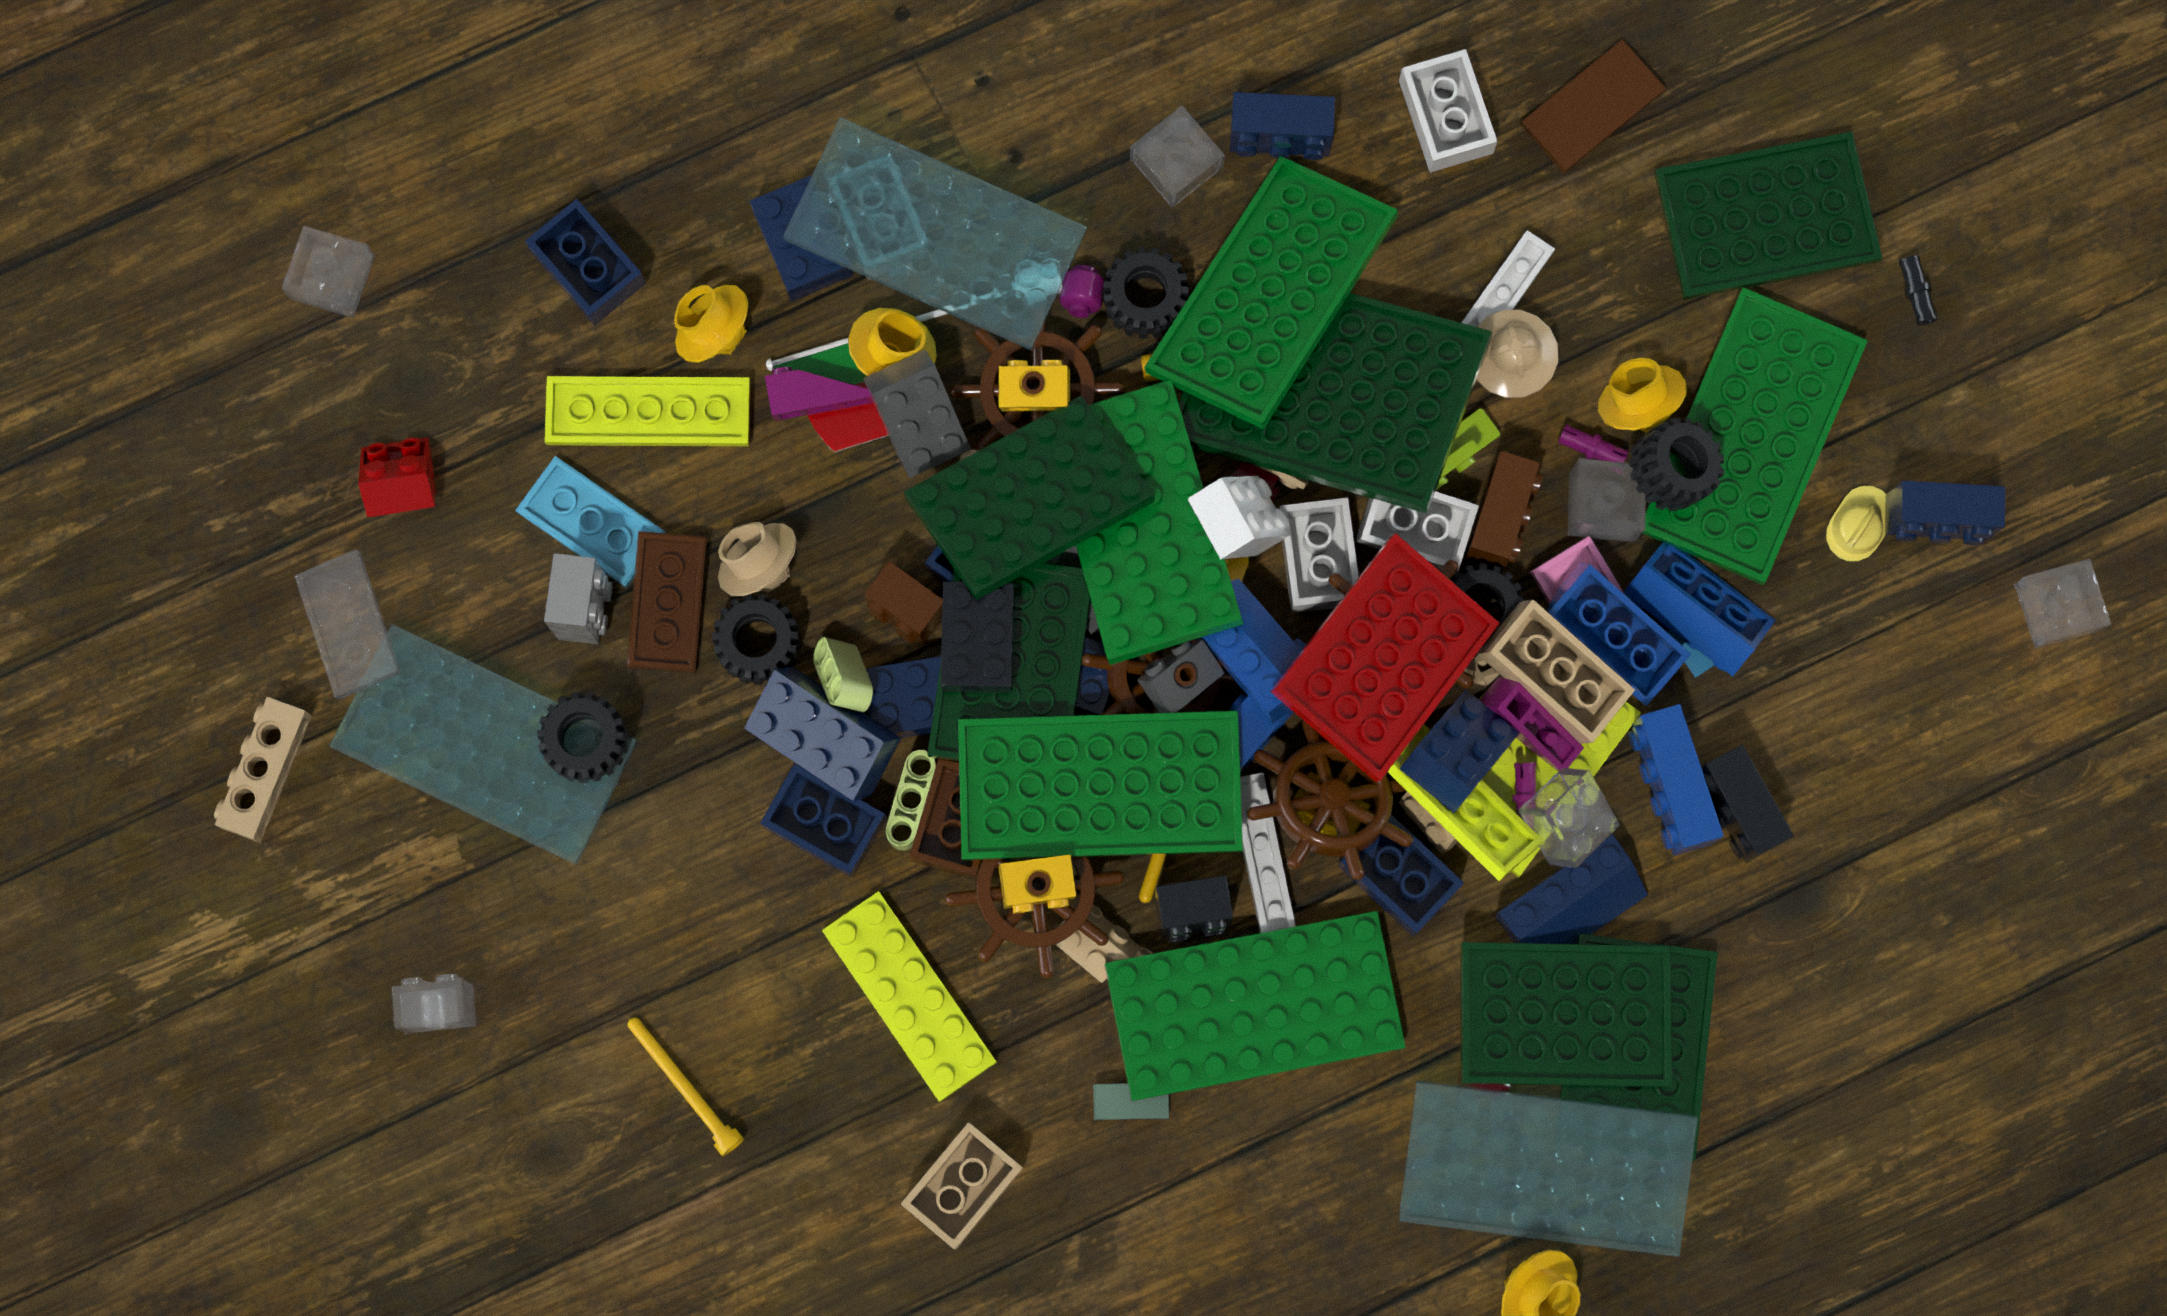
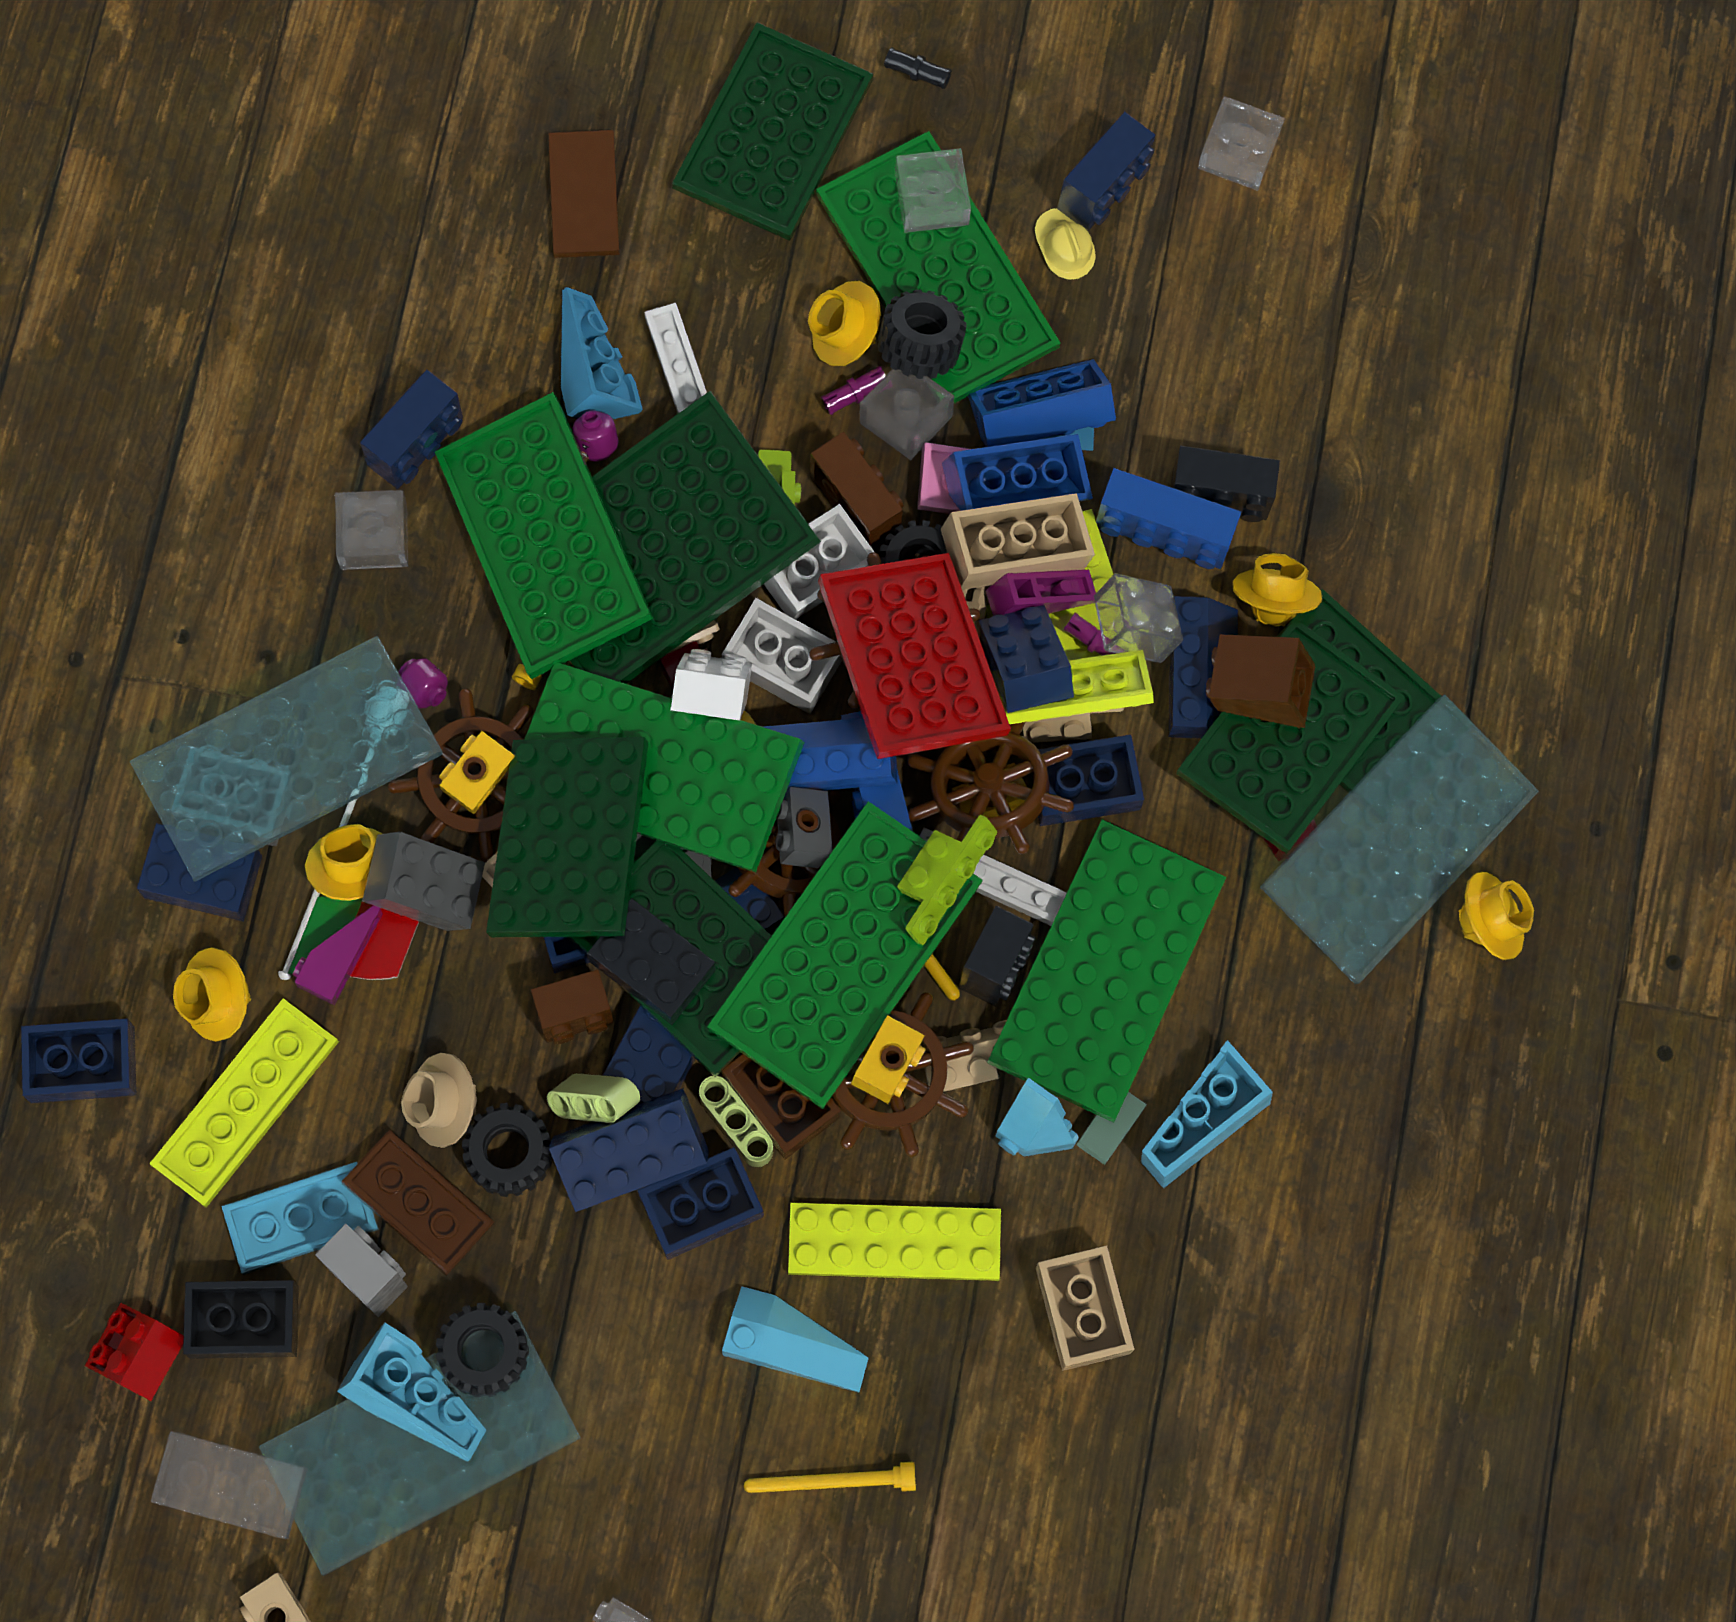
camera: 60 degrees left, 5 degrees down
(476, 537) = (241, 1319): none -> black brick
(511, 701) = (403, 1388): none -> medium azure wedge
(767, 963) = (784, 1339): none -> medium azure wedge
(1076, 1038) = (1035, 1124): none -> medium azure wedge
(1139, 266) = (461, 608): black tyre -> none
(1193, 1173) = (1212, 1110): none -> medium azure wedge
(1219, 812) = (941, 873): none -> lime bracket
(1390, 270) = (595, 435): none -> magenta head
(1443, 228) = (589, 363): none -> dark azure wedge
(1447, 110) = (502, 299): white brick -> none
(1519, 354) = (742, 386): tan helmet -> none
(1590, 956) = (1262, 678): none -> reddish brown slope
(1683, 914) = (1277, 594): none -> yellow helmet
(1811, 381) = (932, 190): none -> clear brick

